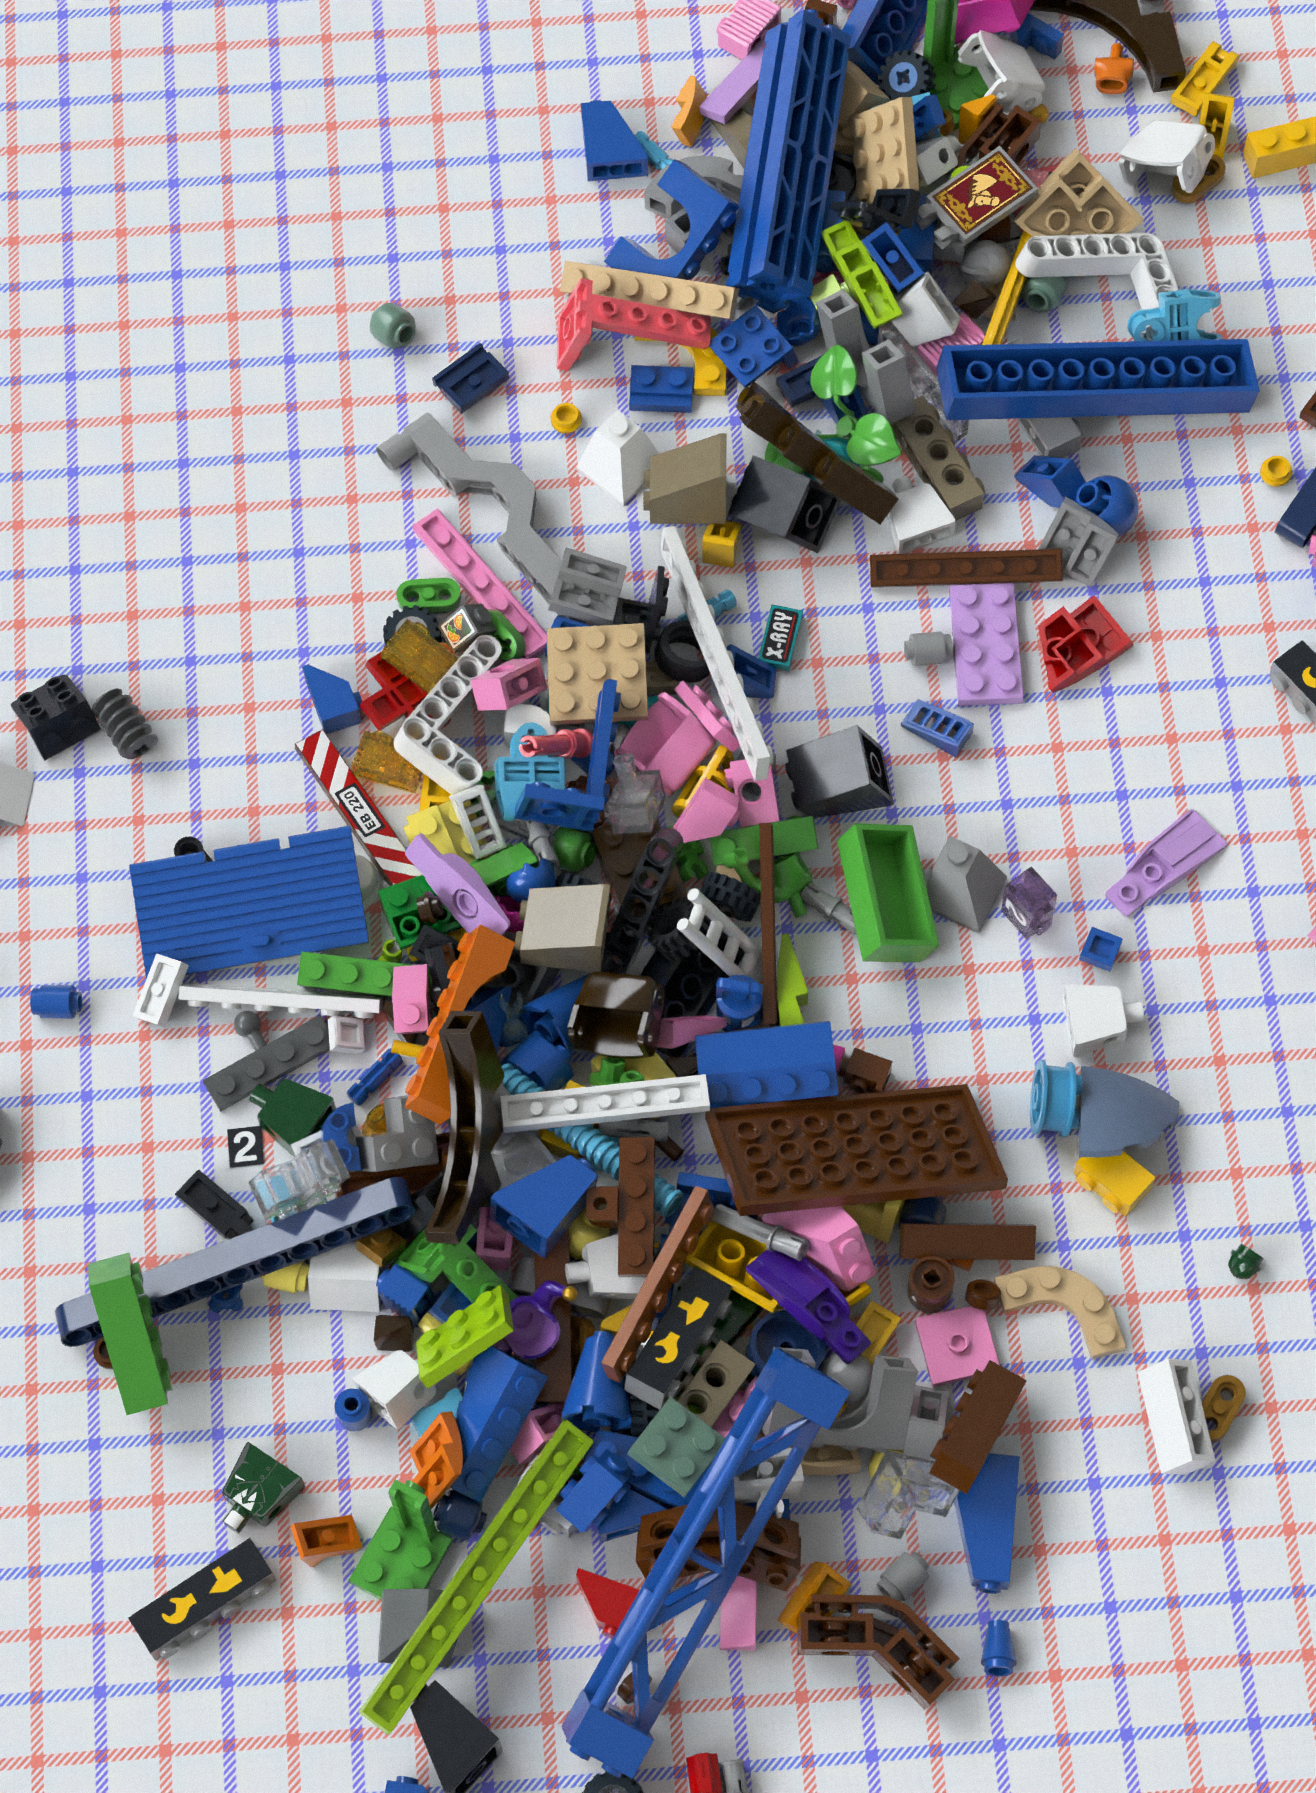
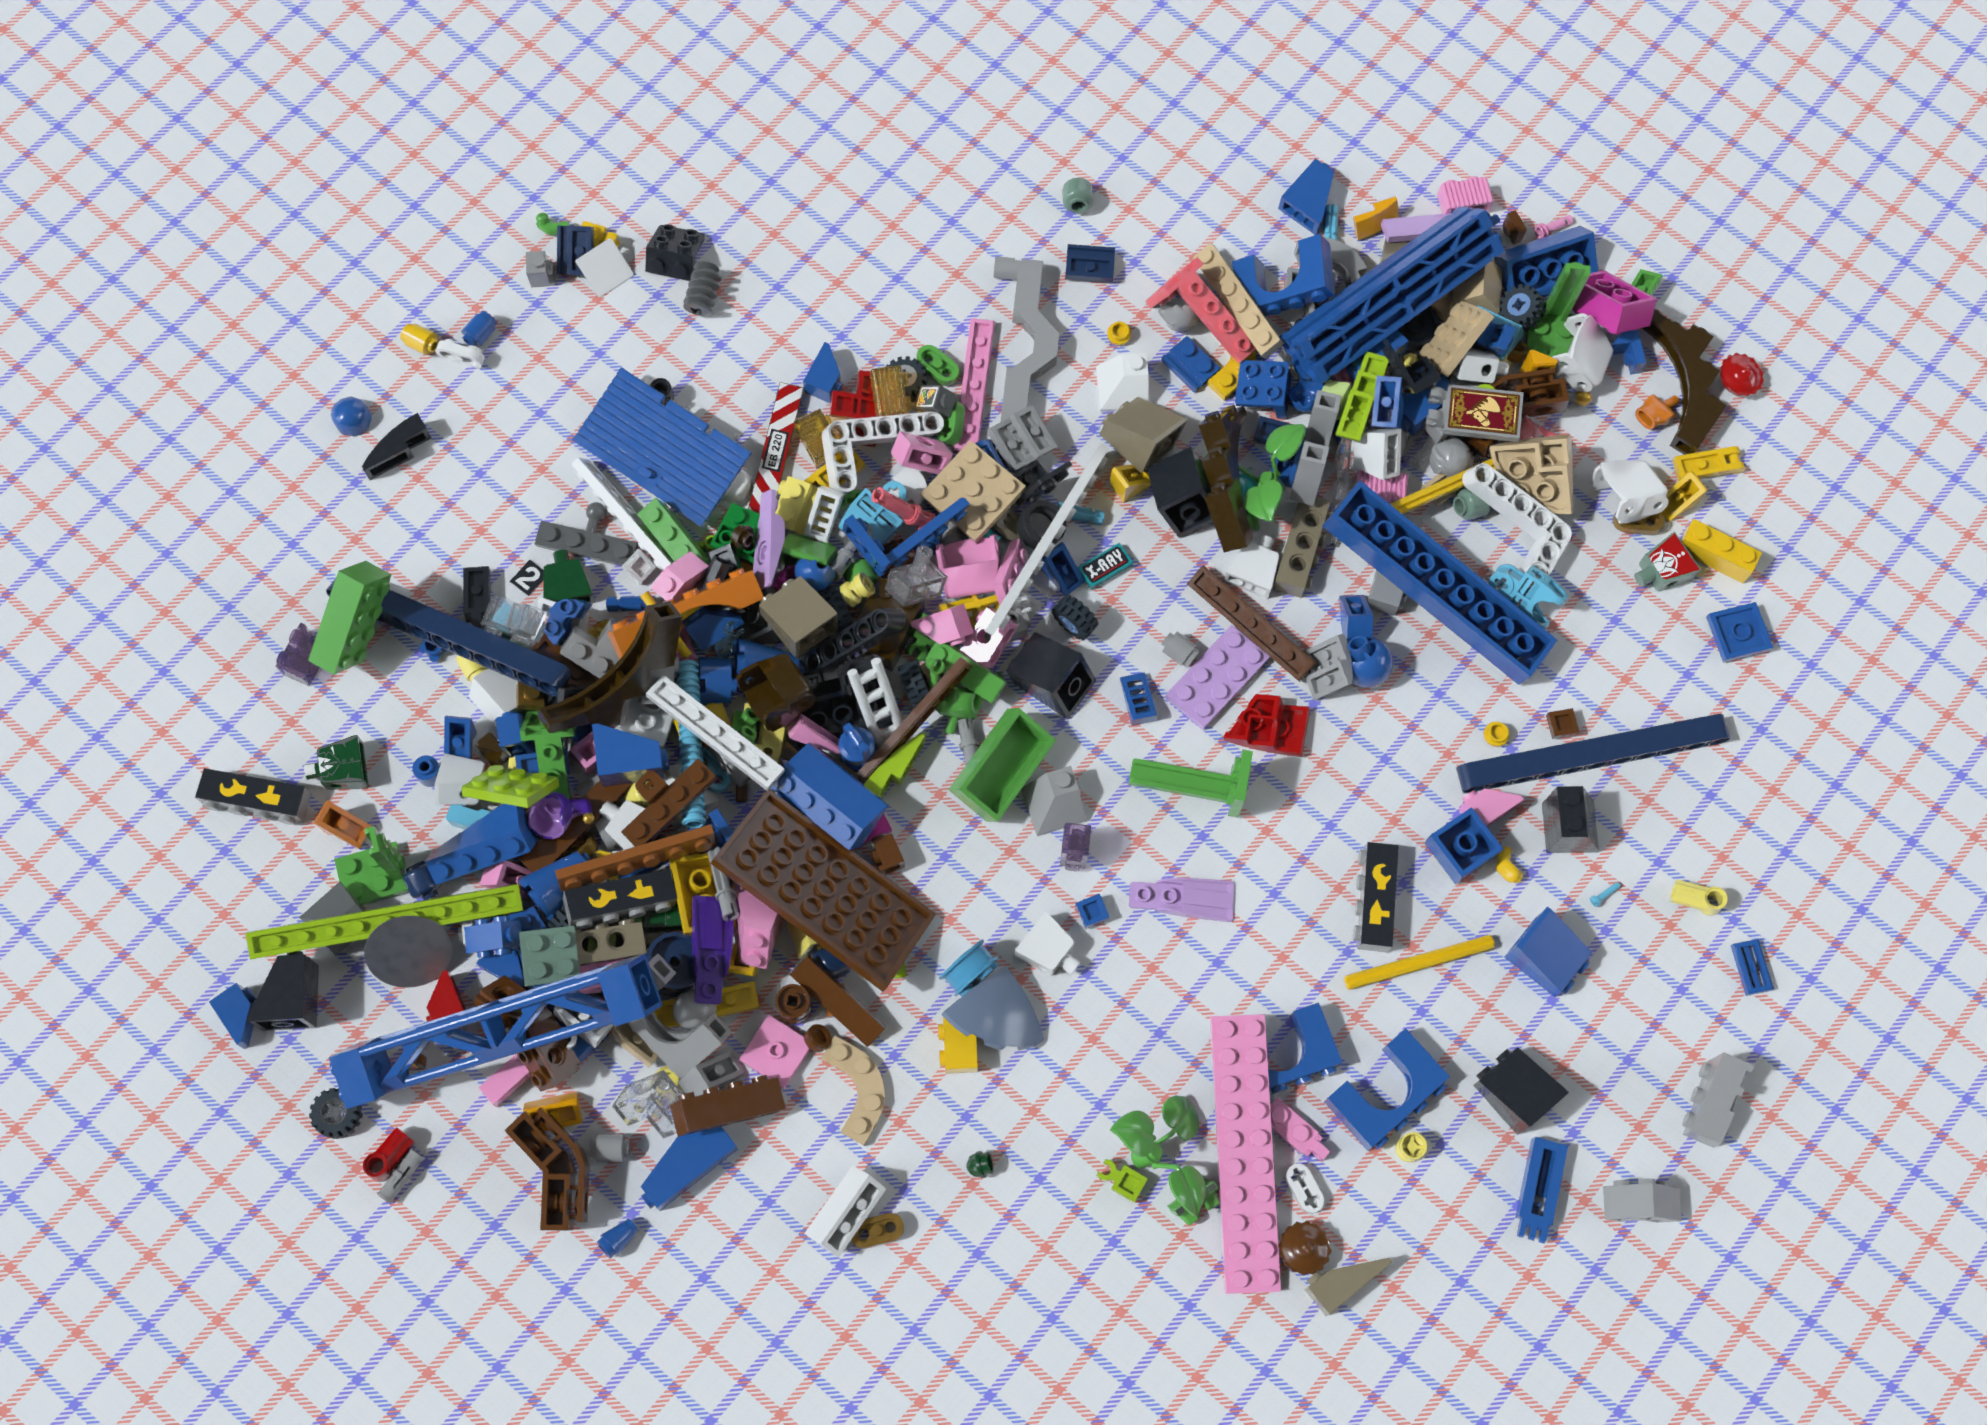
camera: 40 degrees right, 5 degrees up
(56, 1001) = (513, 407): blue brick -> none
(104, 1426) = (294, 659): none -> clear purple slope
(160, 990) = (569, 450): white plate -> none
(348, 1349) = (459, 736): none -> blue slope
(438, 1457) = (439, 839): orange slope -> none
(524, 1586) = (408, 951): none -> flat silver sticker
(586, 858) = (857, 589): none -> light yellow wheel
(606, 351) = (1178, 315): none -> light grey hair
(808, 704) = (1075, 617): none -> black wheel
(974, 299) = (1421, 471): dark brown slope -> none
(1114, 722) = (1196, 782): none -> bright green bracket
(1263, 195) = (1667, 565): none -> torso

